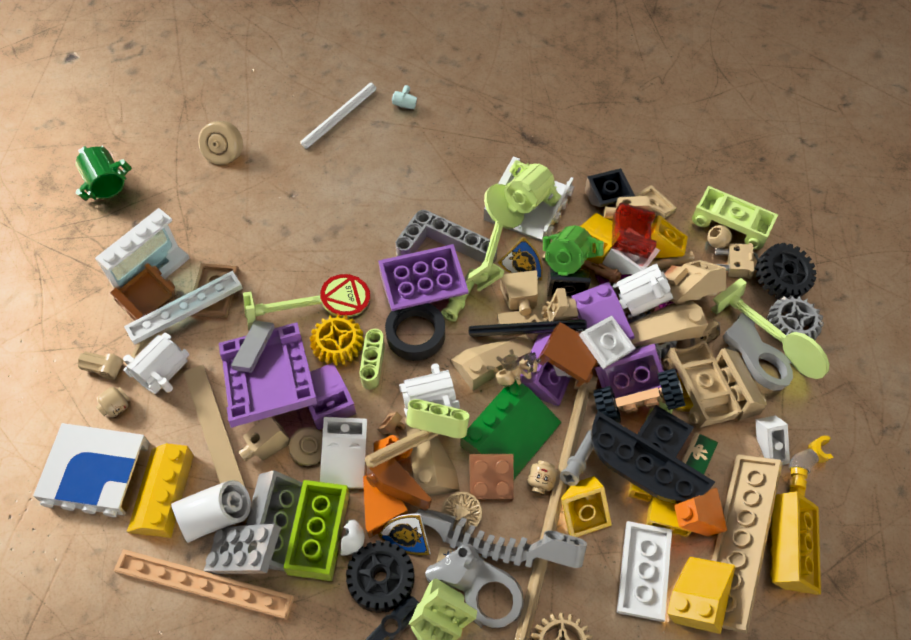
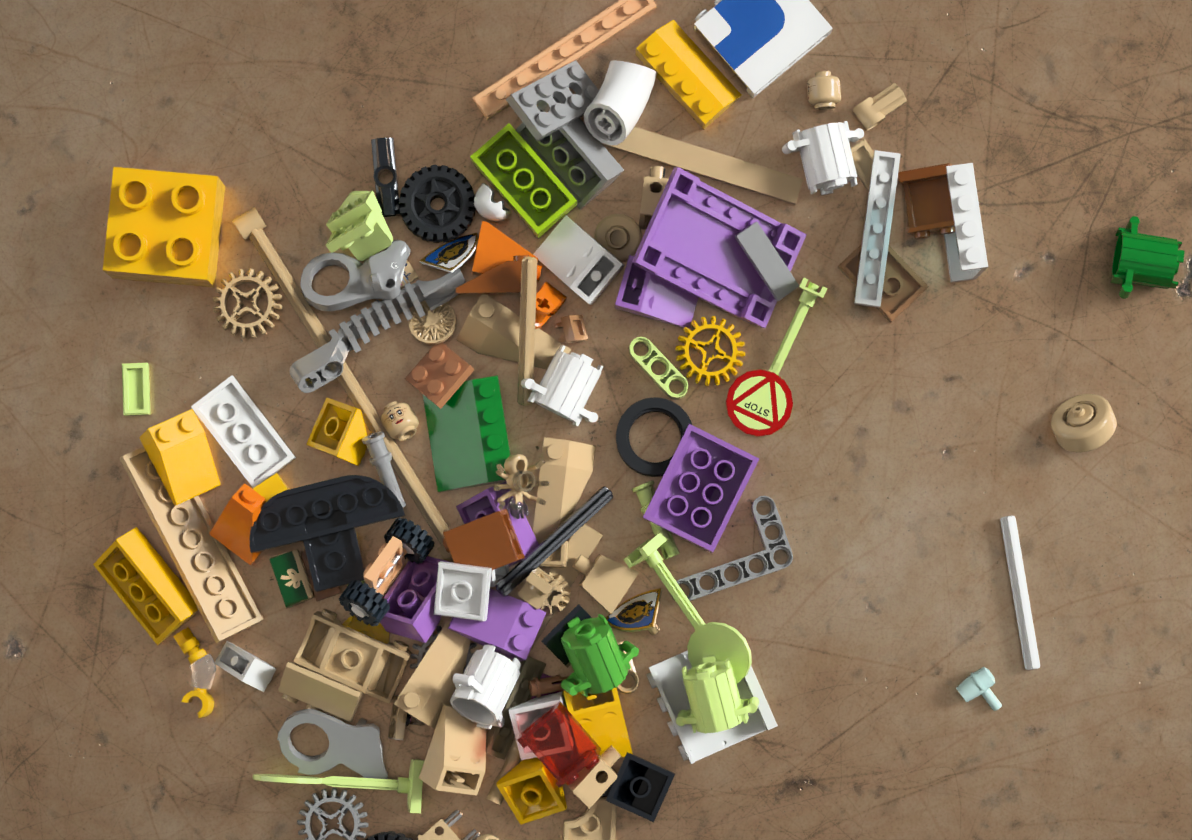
camera: 130 degrees right, 25 degrees up
(437, 418) = (540, 364): yellowish green beam -> none
(676, 274) = (479, 741): tan tile -> none

